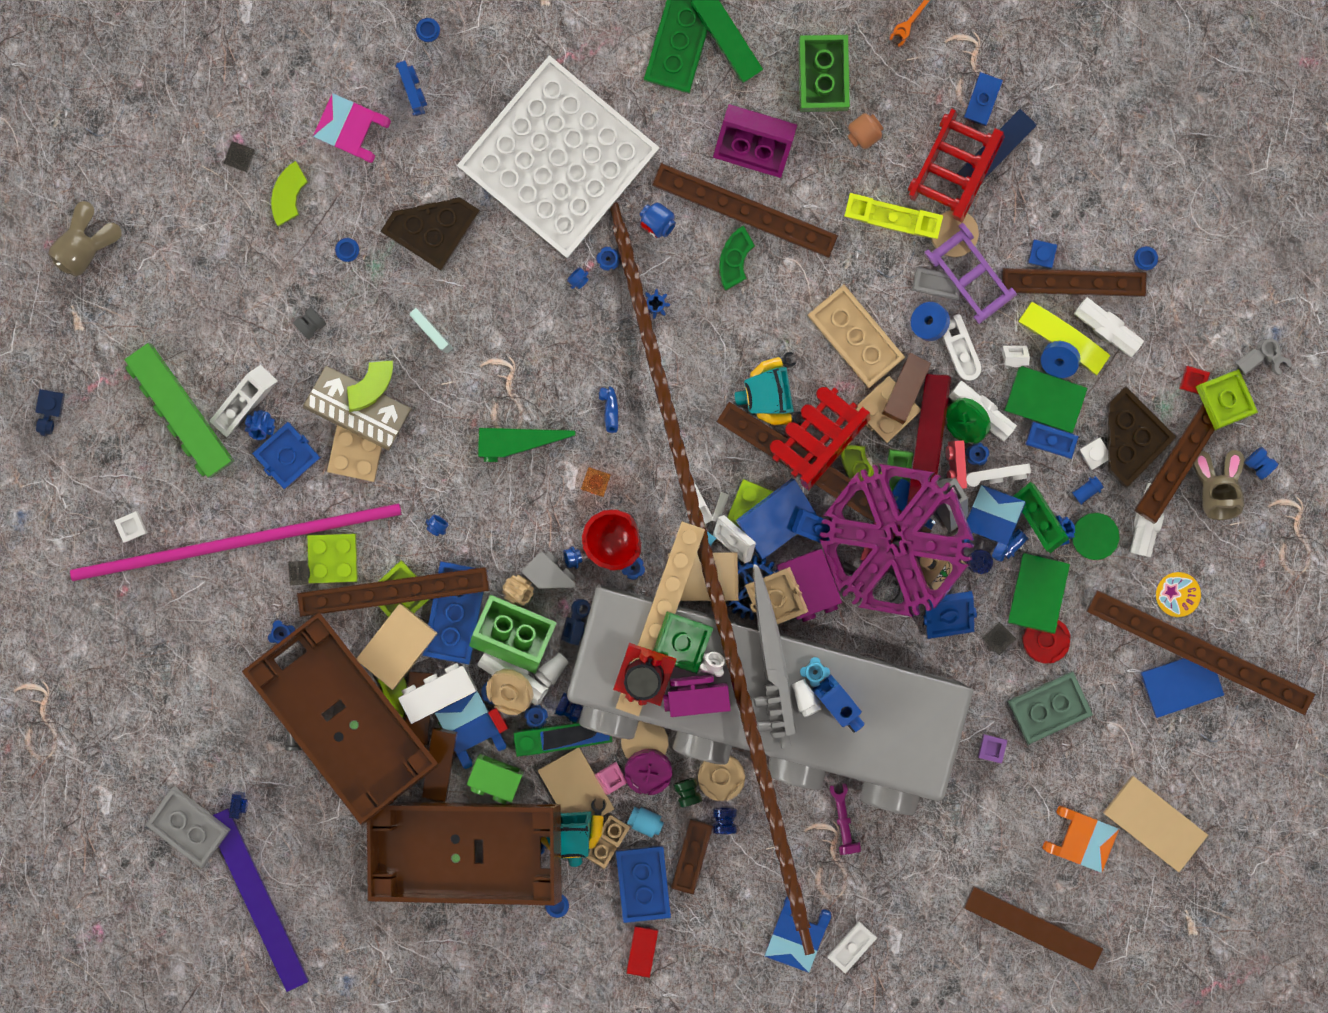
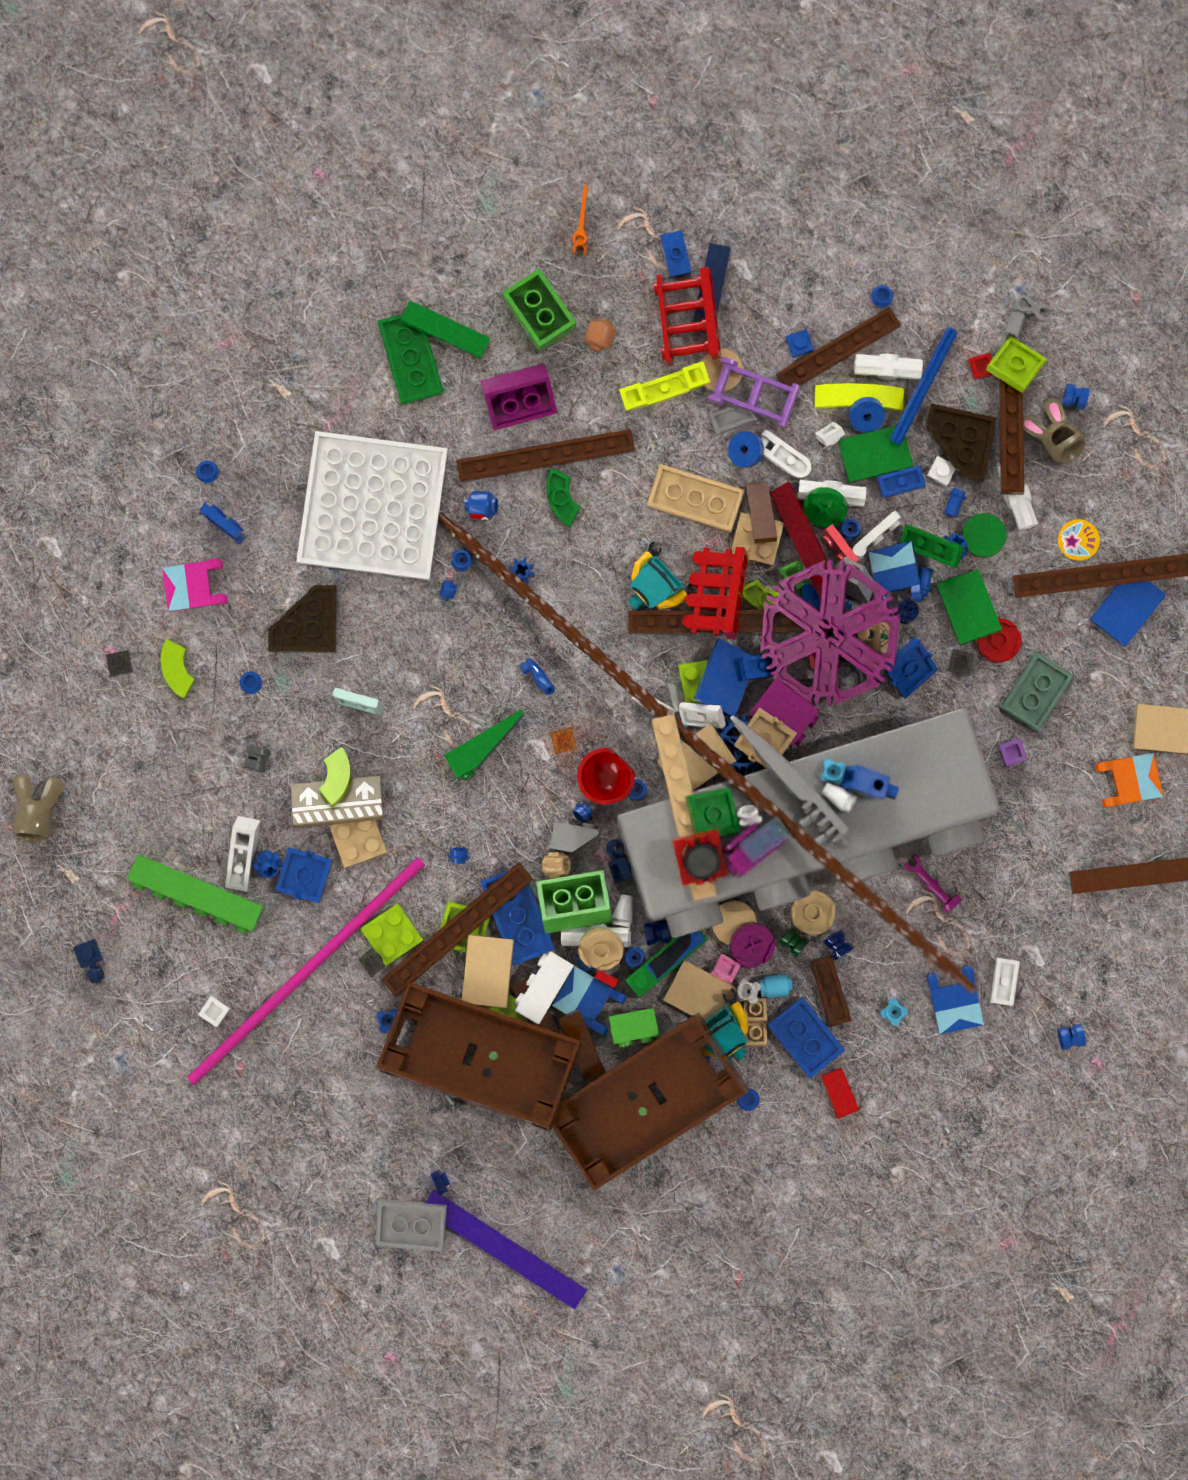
camera: 30 degrees left, 5 degrees down
(617, 804) = (742, 990): none -> white plate
(710, 698) = (764, 839): none -> clear light blue plate
(734, 917) = (894, 1018): none -> medium azure plate
(1129, 365) = (923, 386): none -> blue axle

